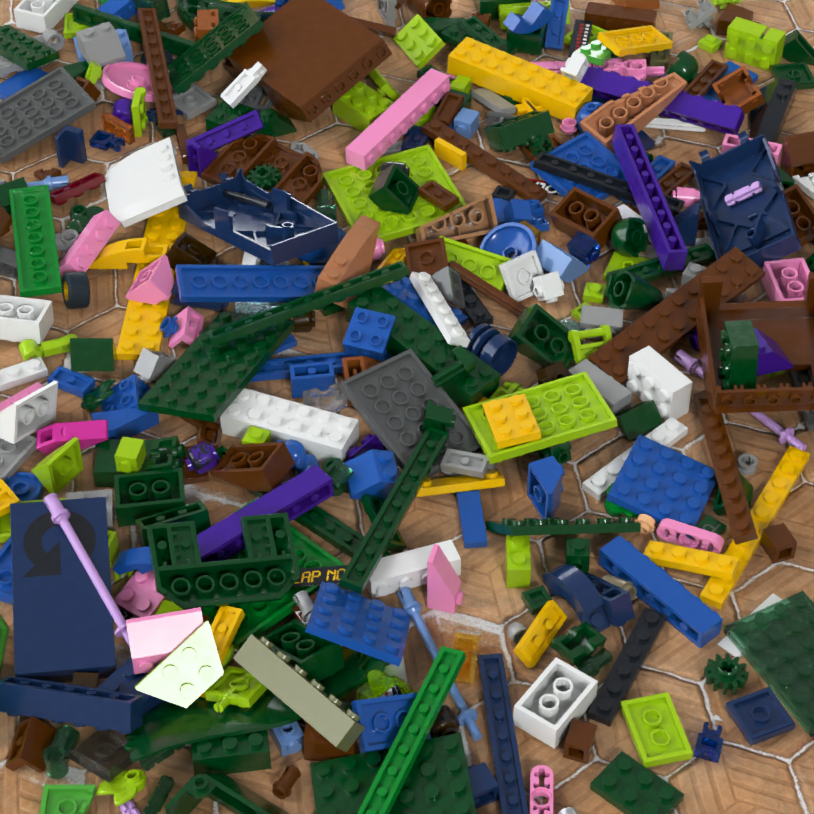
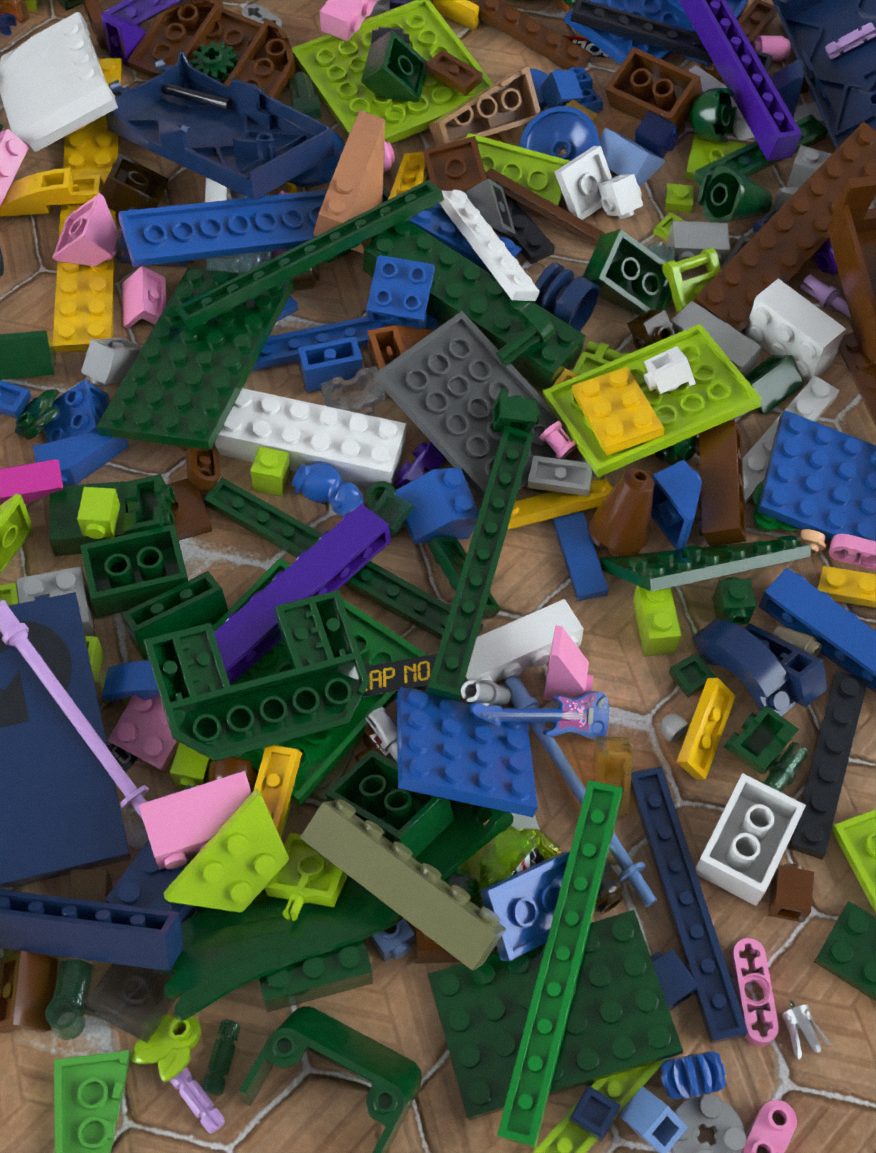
camera: 10 degrees left, 15 degrees up
(169, 326) = (120, 297): blue plate -> none
(201, 458) = (199, 503): dark purple head -> none
(255, 466) = (274, 509): reddish brown slope -> none
(283, 786) = (399, 1008): reddish brown pin -> none
(382, 592) = (485, 692): none -> light grey pin
(450, 615) = (583, 714): none -> blue piece
(467, 439) = (558, 440): none -> bright pink bush
(504, 193) = (535, 60): black tile -> none
(506, 490) = (624, 515): none -> reddish brown cone
(551, 397) = (668, 371): none -> white brick
(582, 478) = (722, 485): none -> reddish brown brick

